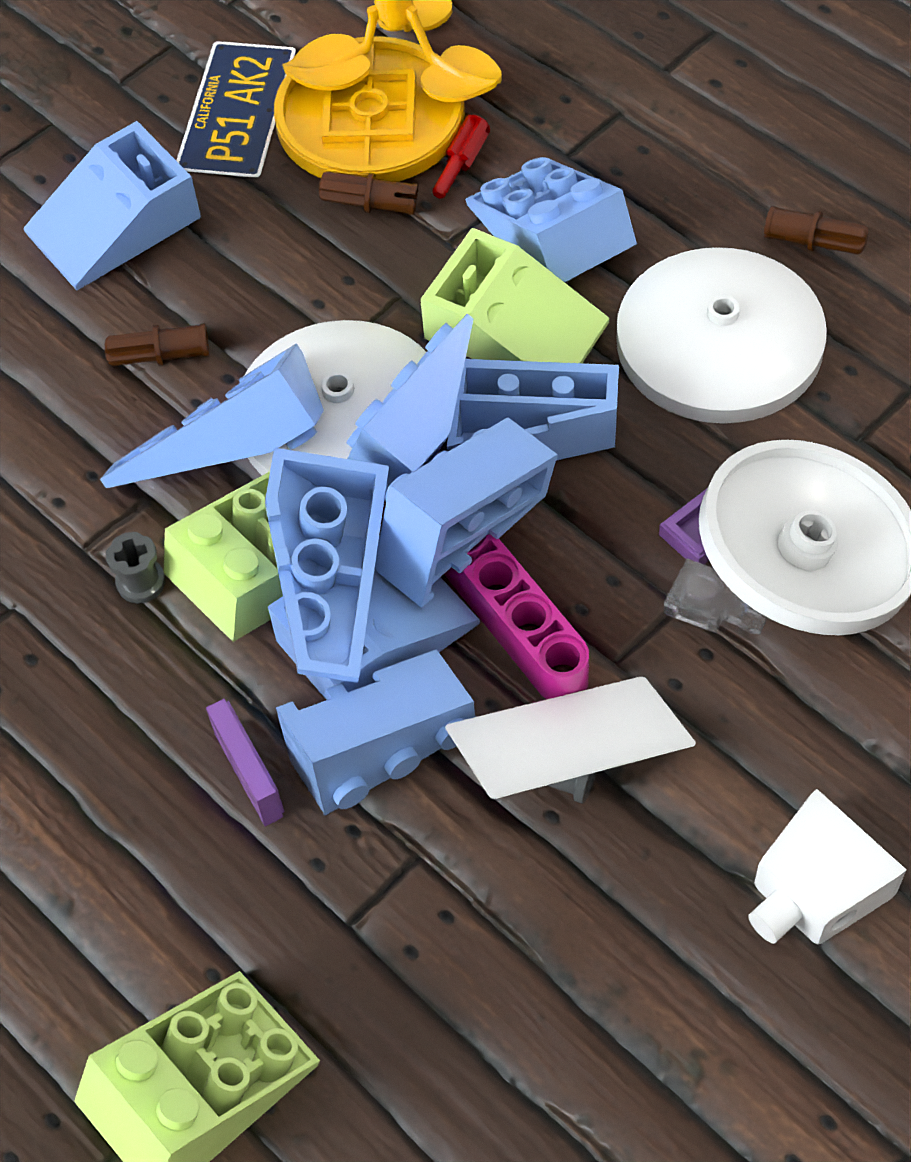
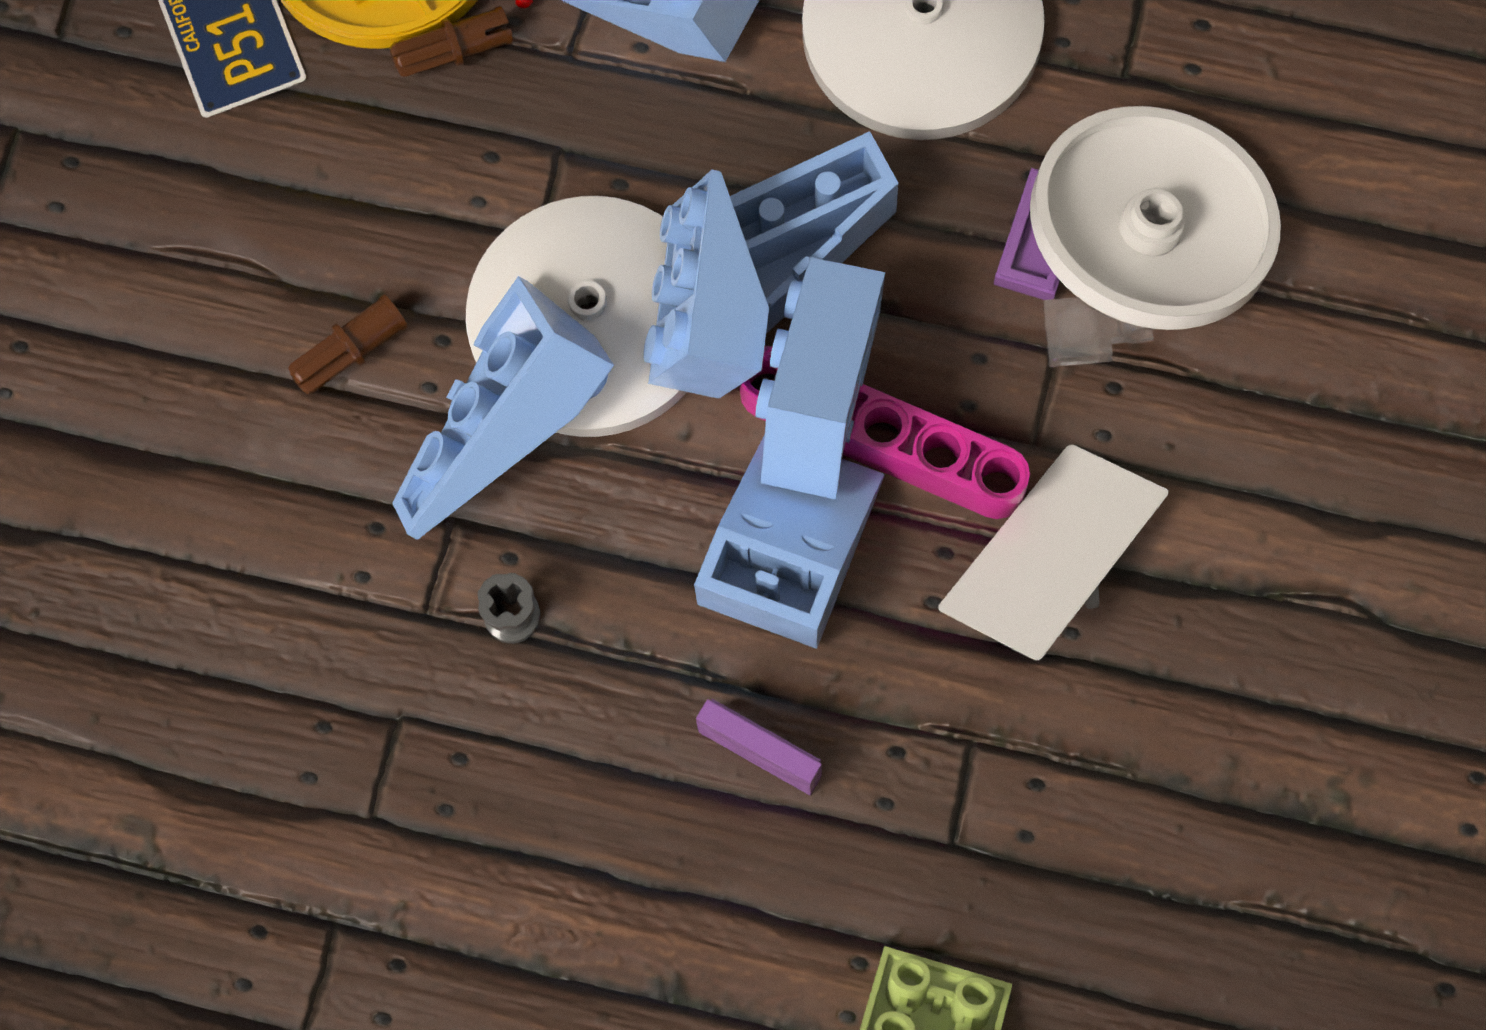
camera: 30 degrees left, 15 degrees up
(114, 206) = (184, 208): light blue slope -> none
(227, 559) = (621, 515): yellowish green slope -> none
(325, 548) = (728, 497): light blue wedge -> none
(375, 730) = (870, 645): light blue wedge -> none
(515, 305) = (705, 111): yellowish green slope -> none
(822, 875) = (1351, 556): white torso -> none

